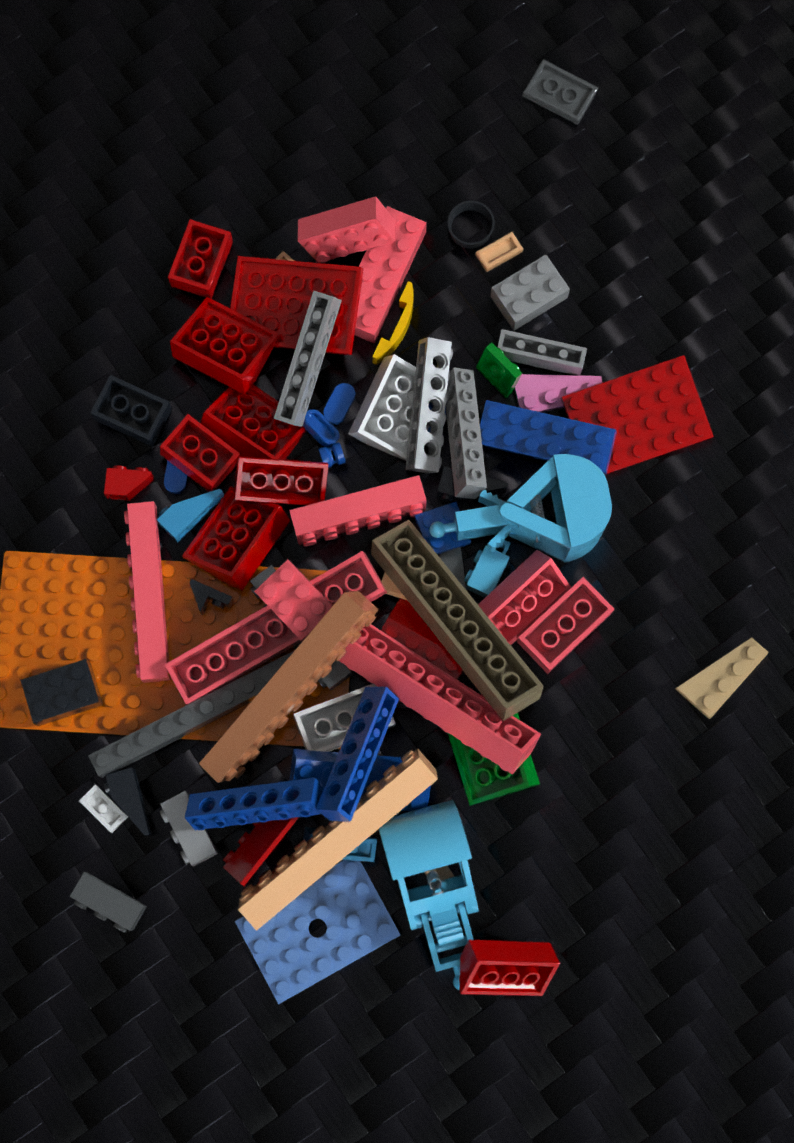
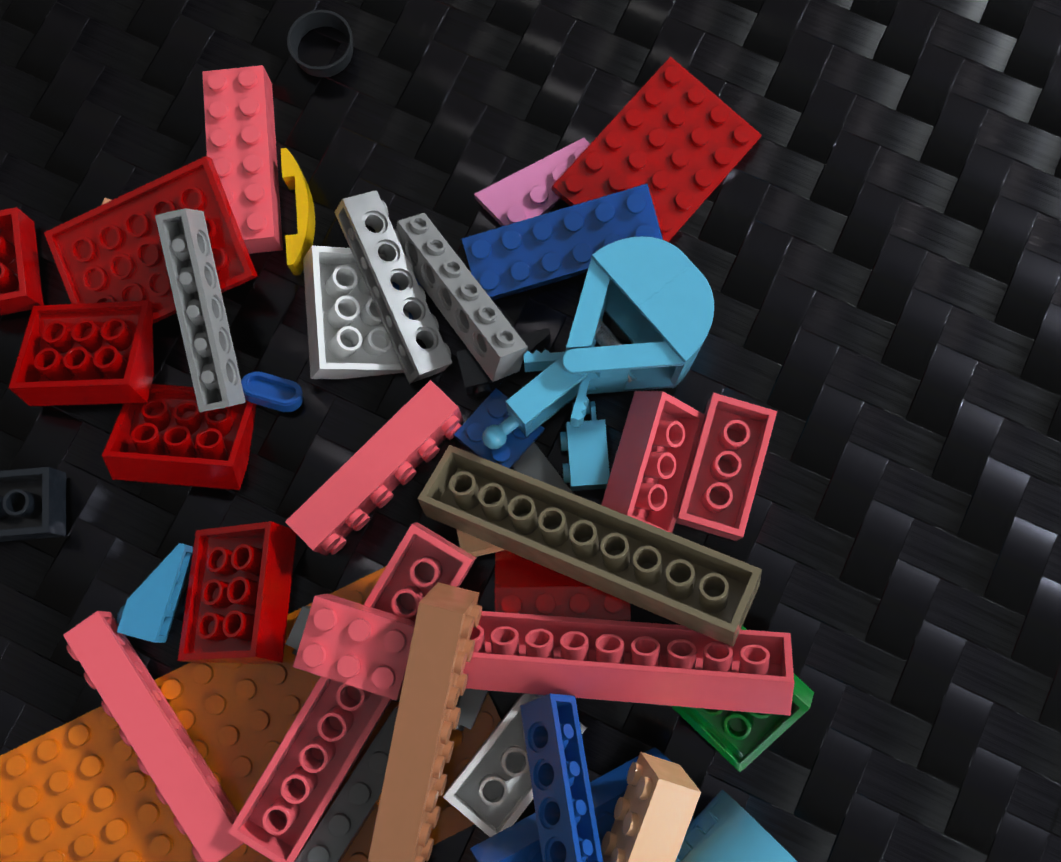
camera: 25 degrees left, 0 degrees up
(125, 483) = (51, 606): red slope -> none
(175, 480) = (115, 551): blue tile -> none
(199, 453) = (128, 511): red brick -> none
(204, 594) = (234, 697): black slope -> none
(280, 481) = (252, 489): red slope -> none
(326, 455) = (300, 423): blue wheel -> none
(339, 403) = (279, 347): blue tile -> none
(346, 230) = (163, 122): coral brick -> none
(499, 251) = (374, 58): light nougat tile -> none
(499, 370) = (456, 194): green plate -> none
(529, 292) = (439, 83): light grey brick -> none
(542, 352) = (495, 146): light grey brick -> none
(718, 681) = (952, 422): tan wing -> none

